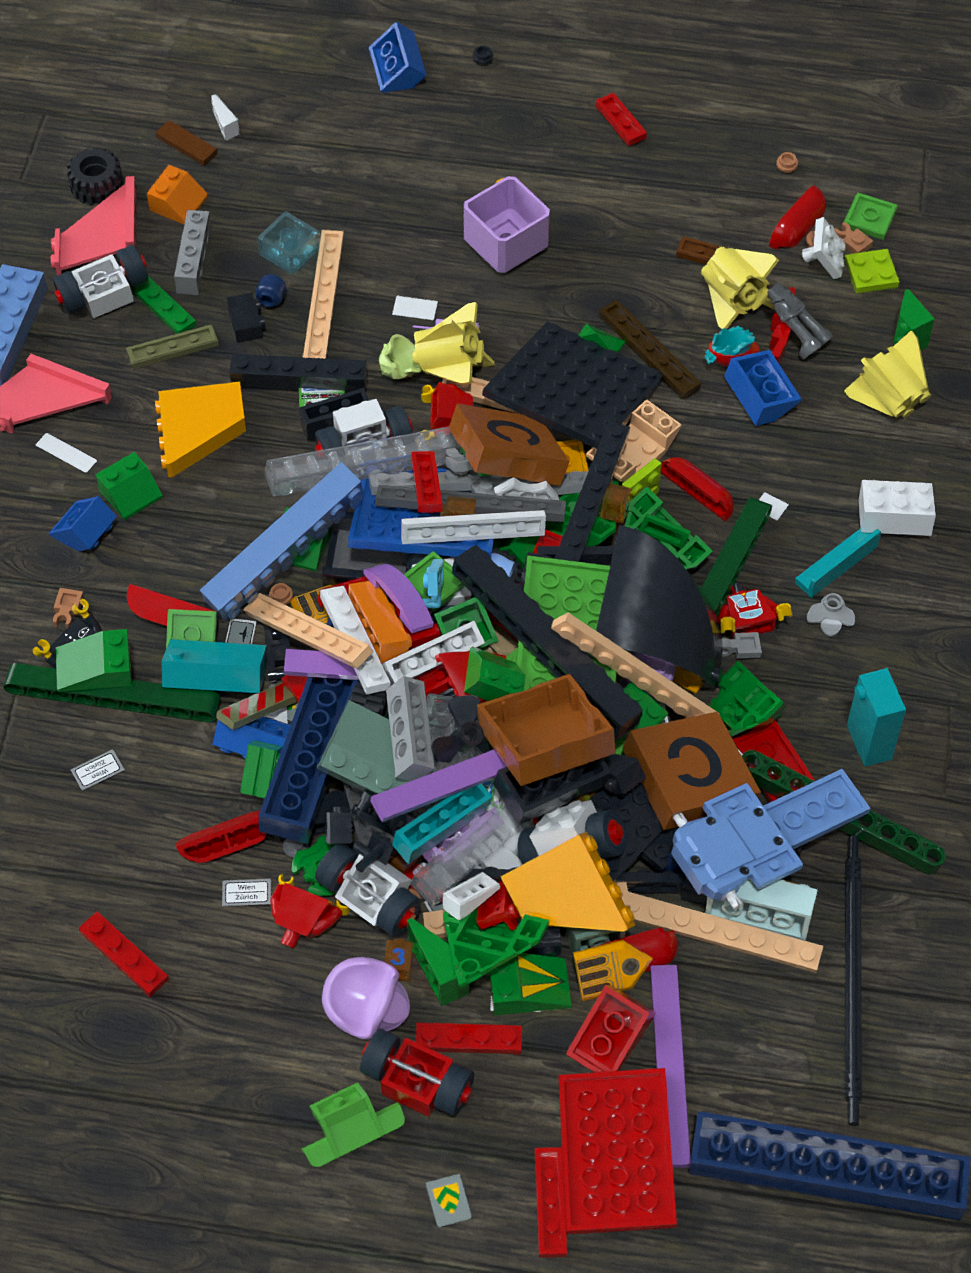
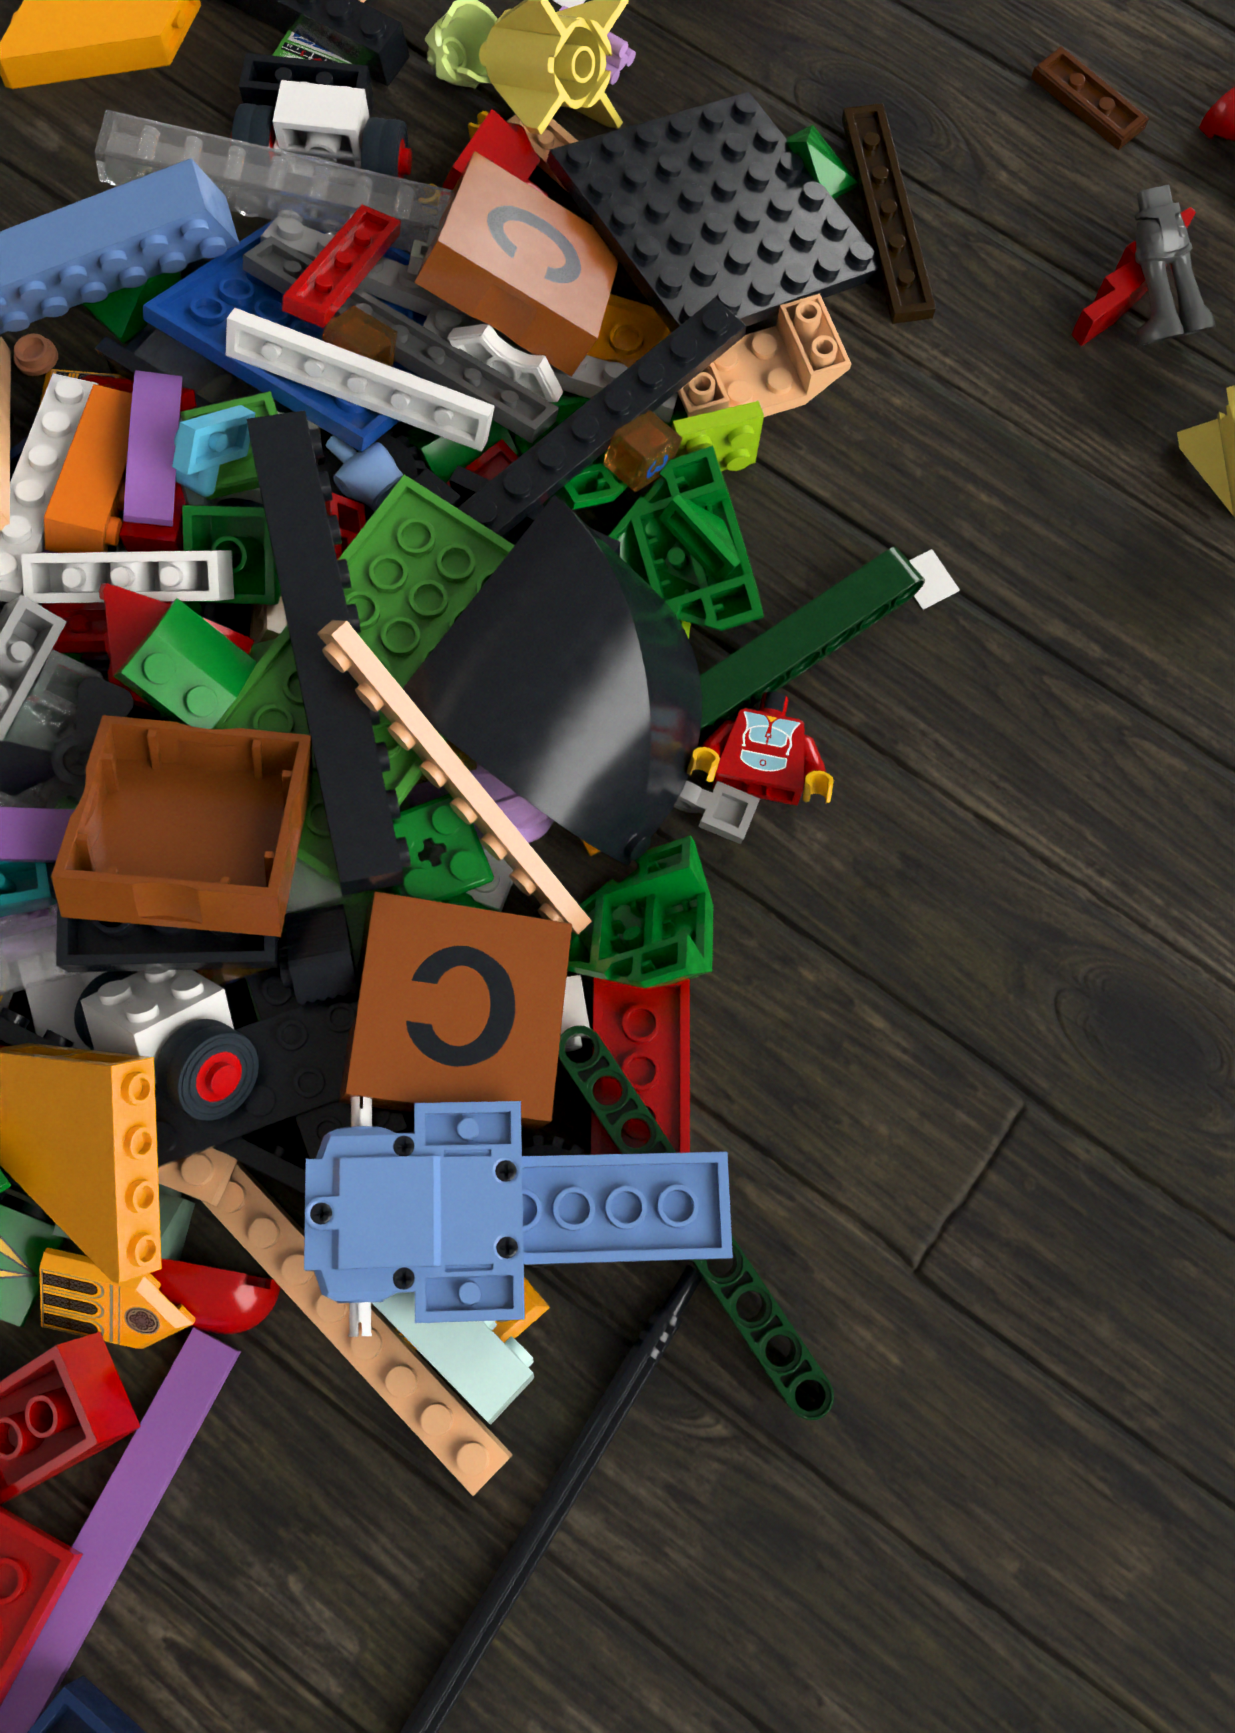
camera: 25 degrees right, 15 degrees up
(699, 486) = (825, 487): red brick -> none
(729, 345) = (1024, 268): teal hair -> none
(738, 282) = (1101, 157): light yellow brick -> none
(761, 386) = (1034, 360): blue slope -> none
(830, 617) = (905, 832): light grey plate -> none
(837, 561) = (981, 734): teal panel -> none
(876, 717) = (854, 1077): teal brick -> none
(896, 507) = (1142, 688): white brick -> none

